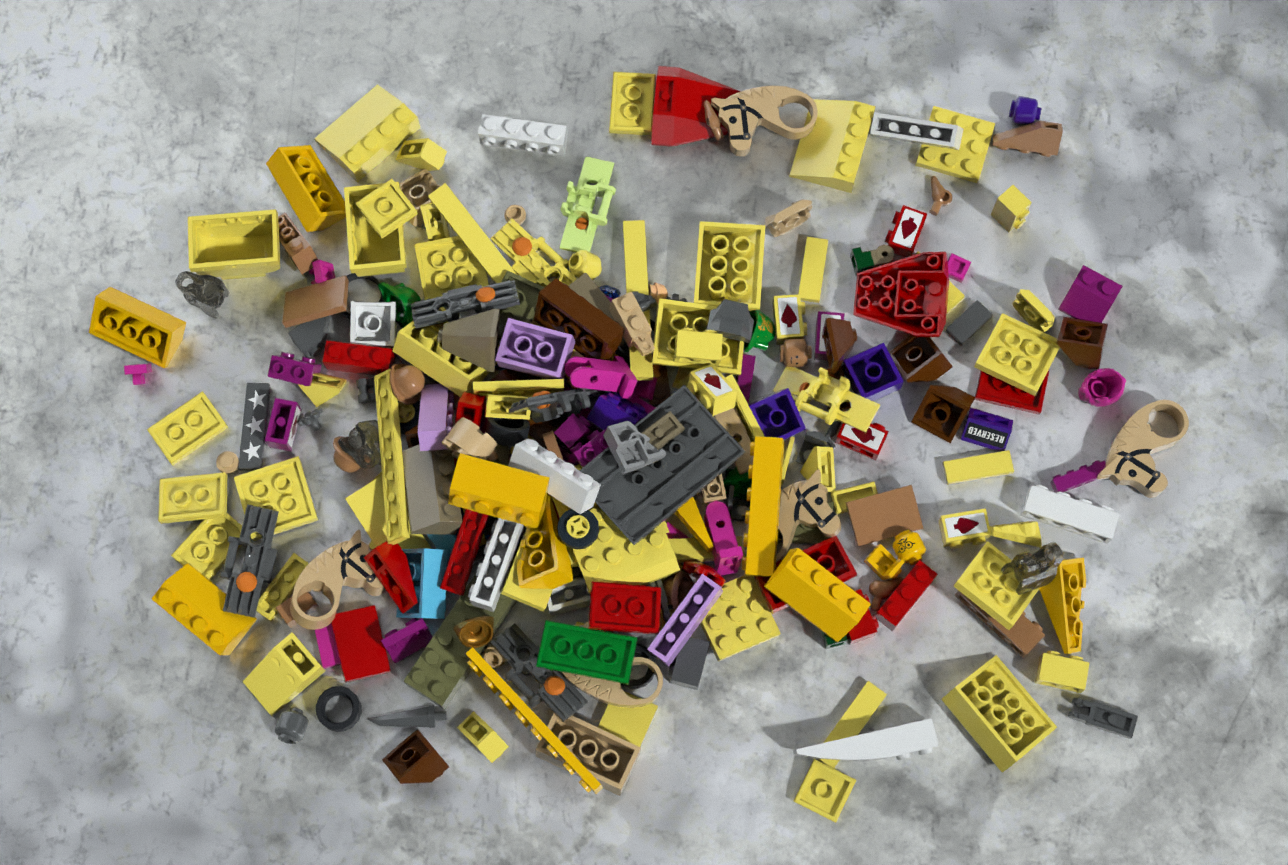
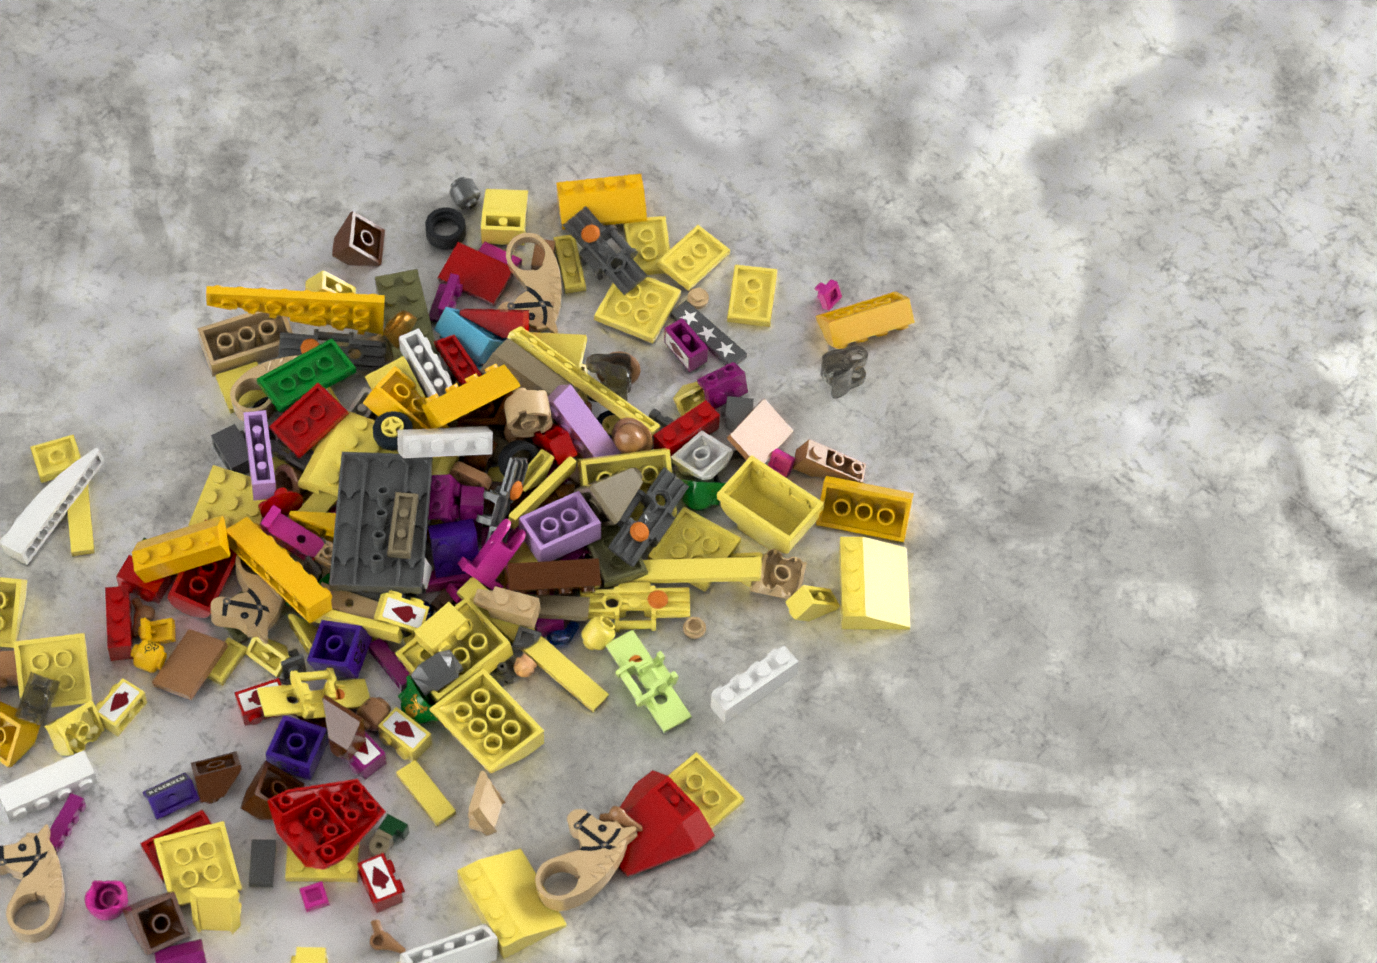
camera: 130 degrees right, 15 degrees down
(234, 244) = (857, 409): light yellow container -> none
(311, 419) = (674, 369): dark grey plant -> none
(386, 208) = (774, 514): light yellow tile -> none
(413, 718) = (393, 264): dark grey bar -> none
(631, 447) = (407, 500): light grey slope -> none
(978, 467) = (151, 762): light yellow tile -> none

